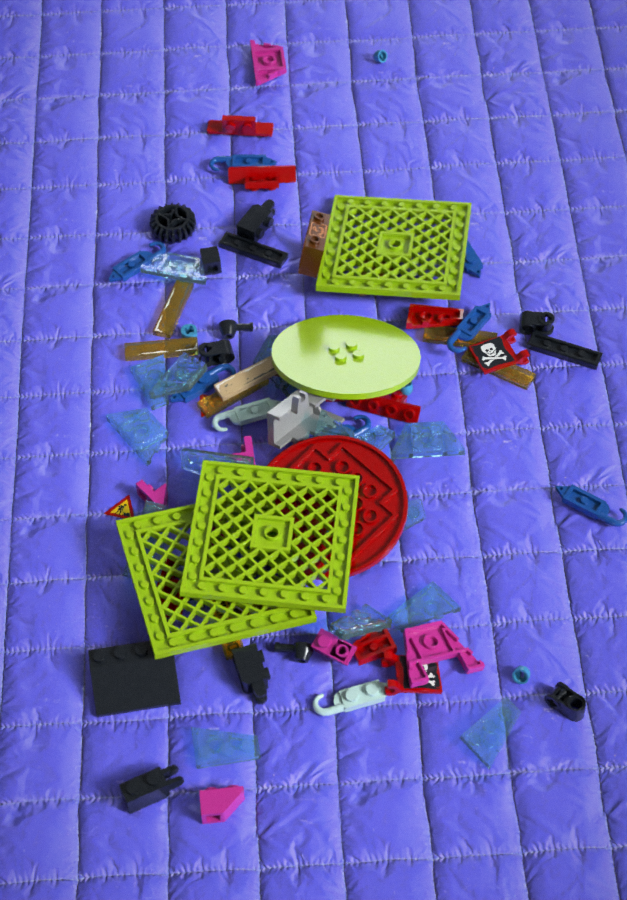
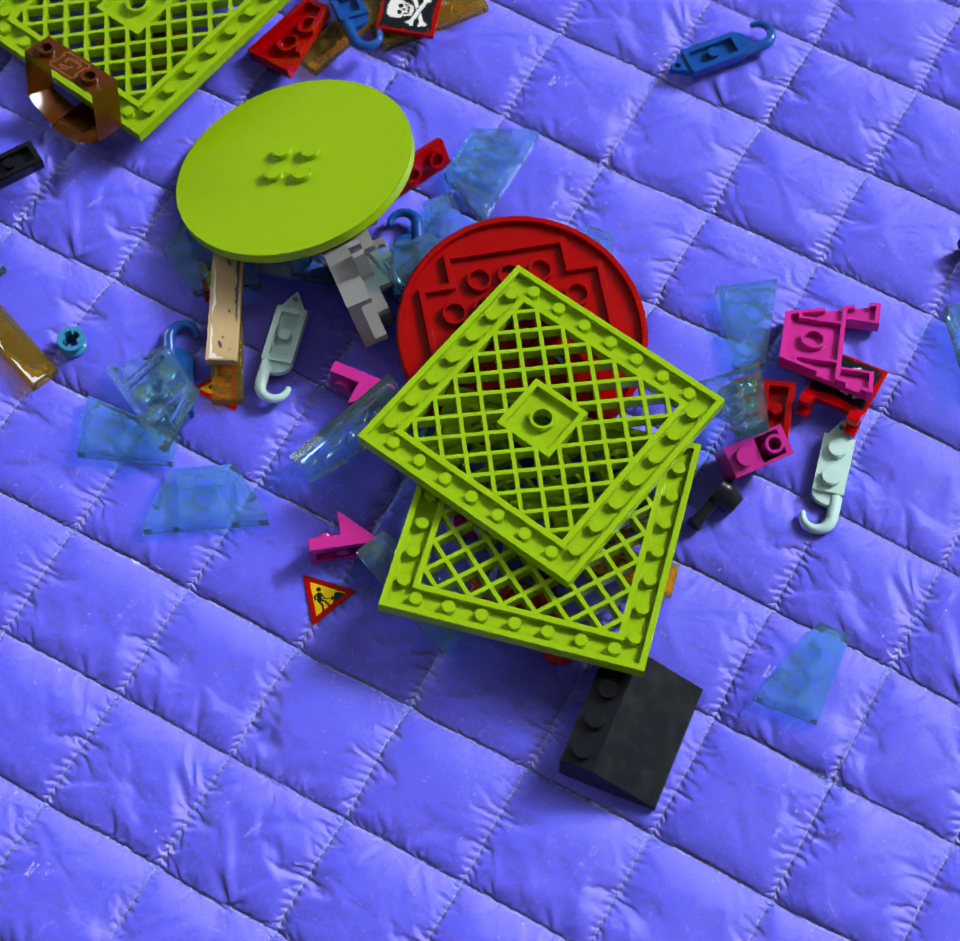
camera: 60 degrees left, 10 degrees up
(149, 788) = (822, 799): black hinge -> none
(168, 347) = (71, 394): clear yellow tile -> none
(218, 352) = (143, 326): black piece -> none
(220, 803) = (898, 722): dark pink slope -> none
(229, 327) = (110, 287): black bar -> none
(251, 671) = (719, 574): black hinge -> none
(517, 675) = (921, 267): dark azure hinge -> none

